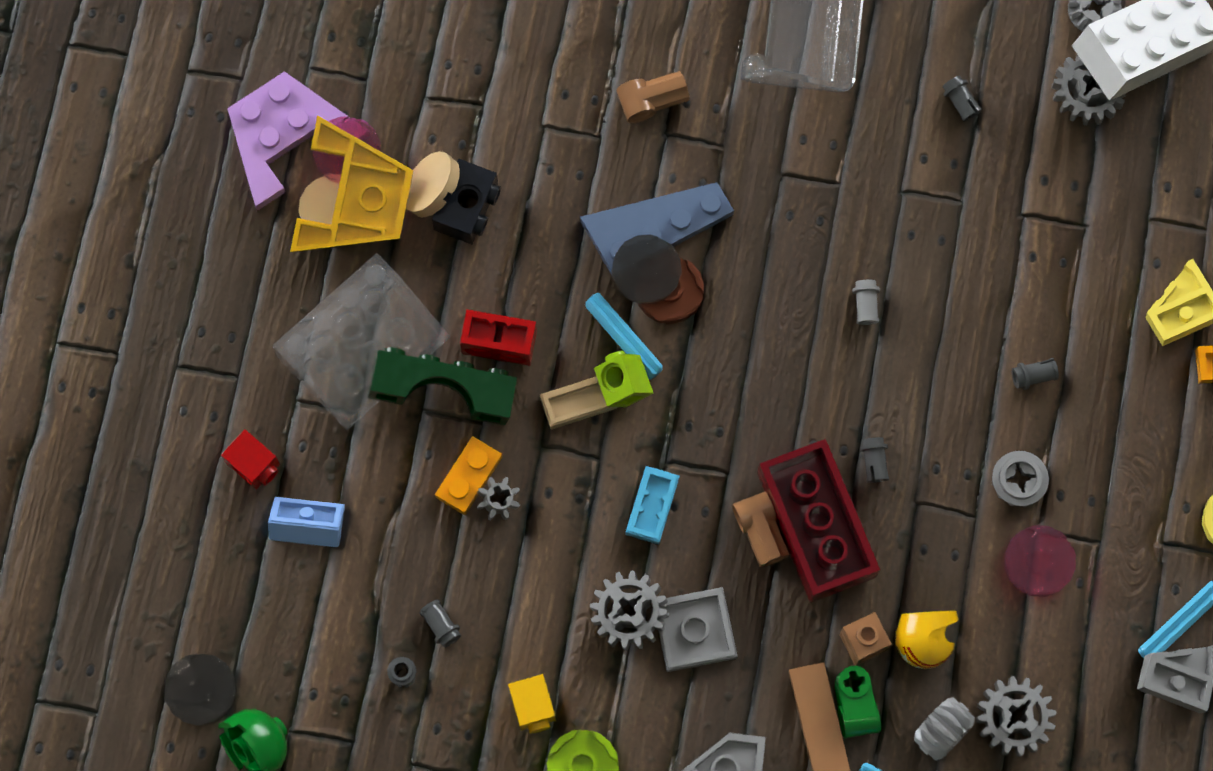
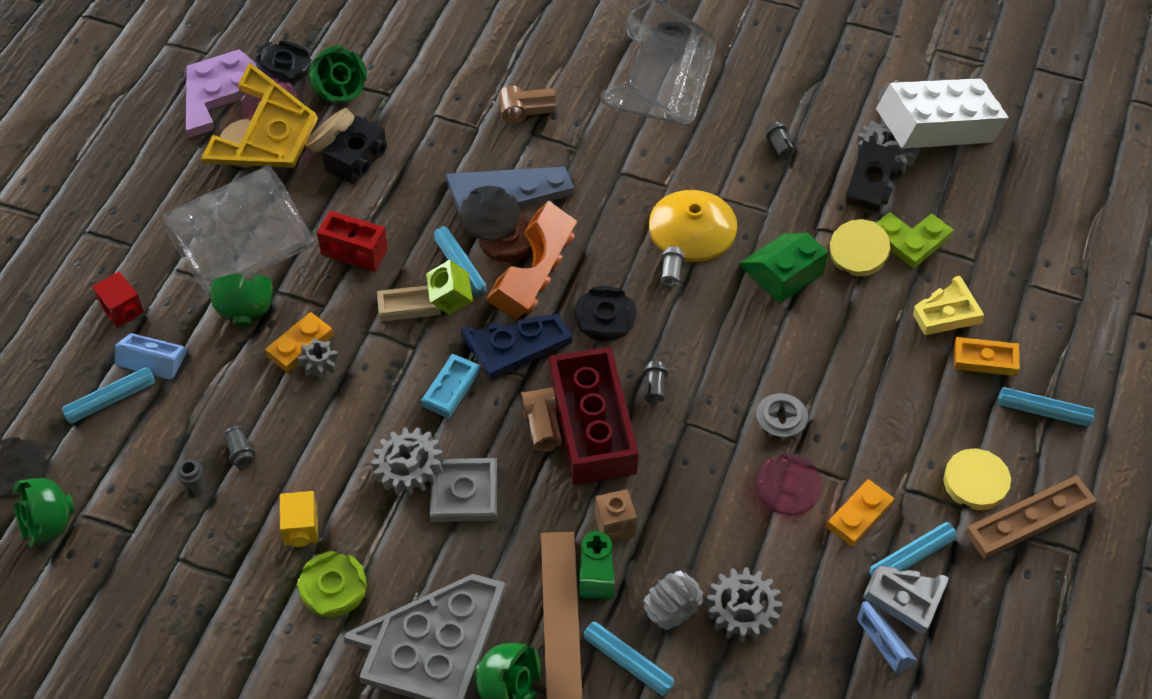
camera: 10 degrees right, 20 degrees down
(277, 582) = (108, 395): none -> medium azure axle
(343, 81) = (283, 61): none -> black tile
(393, 439) = (240, 298): none -> green cylinder
(420, 102) = (337, 75): none -> green cylinder
(485, 392) = (262, 253): dark green arch -> none
(709, 439) = (514, 345): none -> dark blue wing
(720, 287) = (517, 287): none -> orange arch
(802, 376) = (605, 313): none -> black tile
(874, 255) = (695, 223): none -> yellow dish
(923, 639) = (667, 521): yellow helmet -> none
(993, 275) = (786, 264): none -> green slope
(1034, 373) = (808, 338): dark grey pin -> none
(1072, 123) = (872, 159): none -> black brick
(1075, 240) = (860, 247): none -> light yellow tile
(1120, 582) = (860, 513): none -> light orange plate
(1129, 220) = (915, 243): none -> lime plate
(1166, 725) = (885, 637): none -> light blue slope

